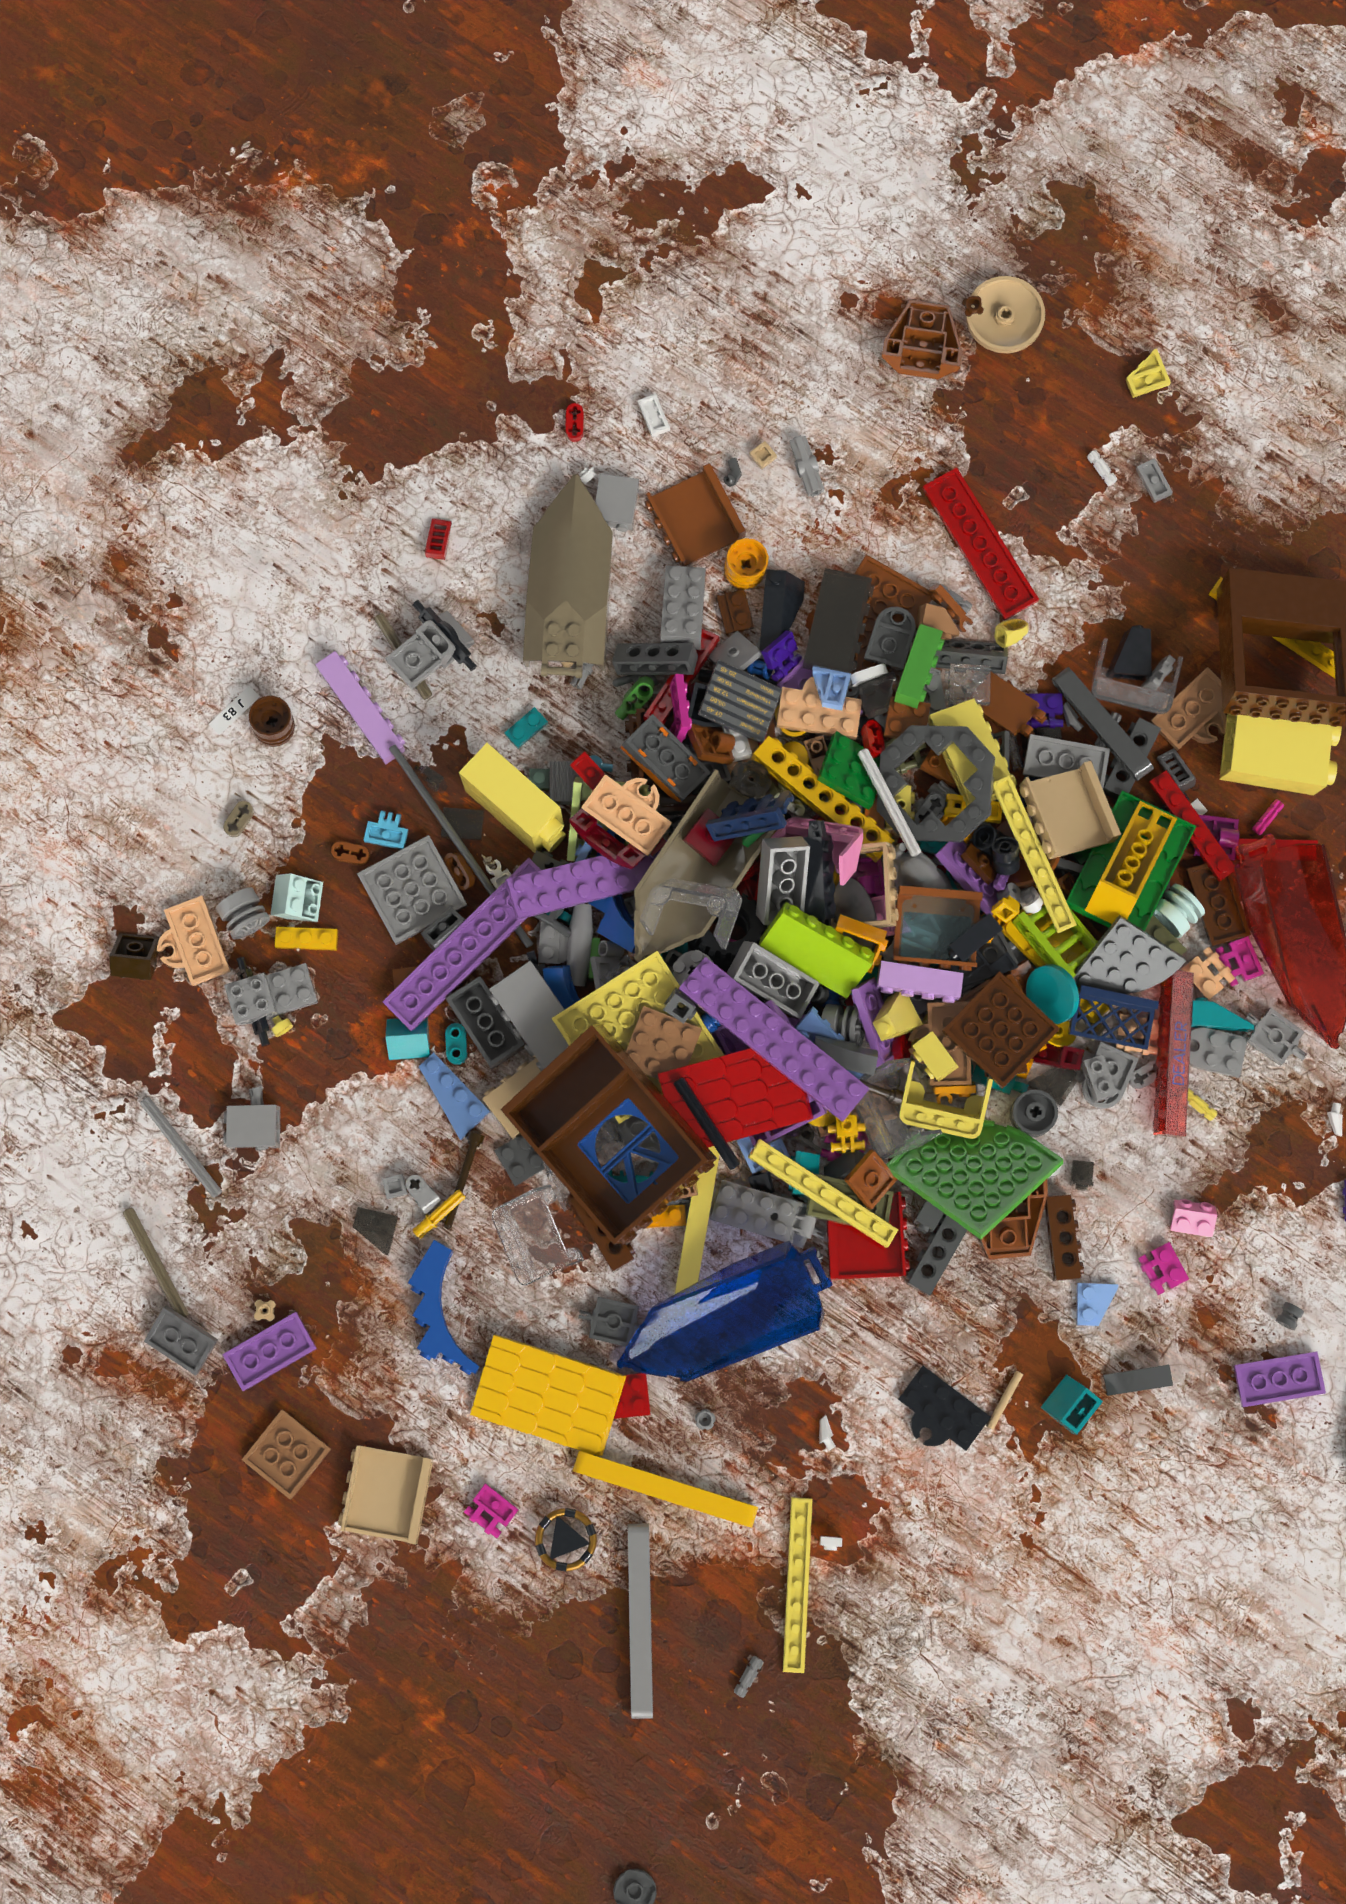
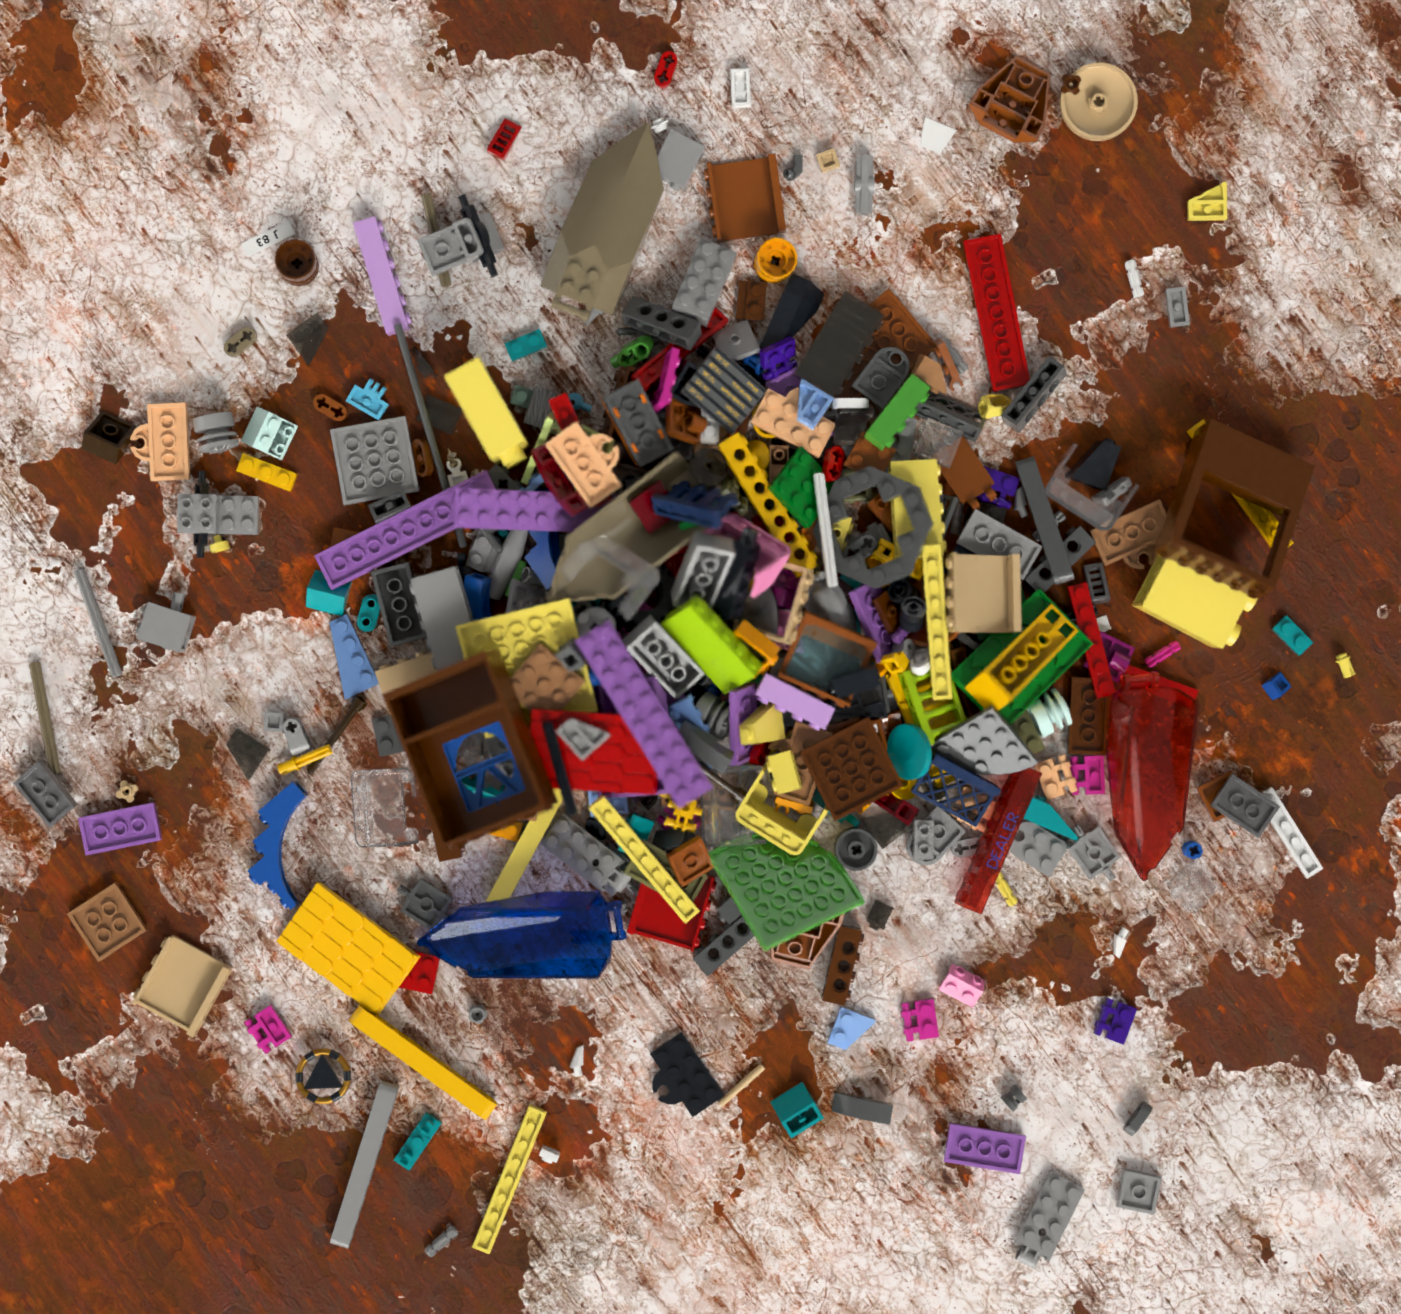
camera: 15 degrees right, 10 degrees up
(306, 791) = (308, 337): none -> clear smoke wing
(687, 1577) = (417, 1141): none -> teal plate
(719, 1082) = (582, 737): none -> light grey wing
(859, 398) = (935, 135): none -> white sticker
(1046, 607) = (1034, 394): none -> dark grey brick

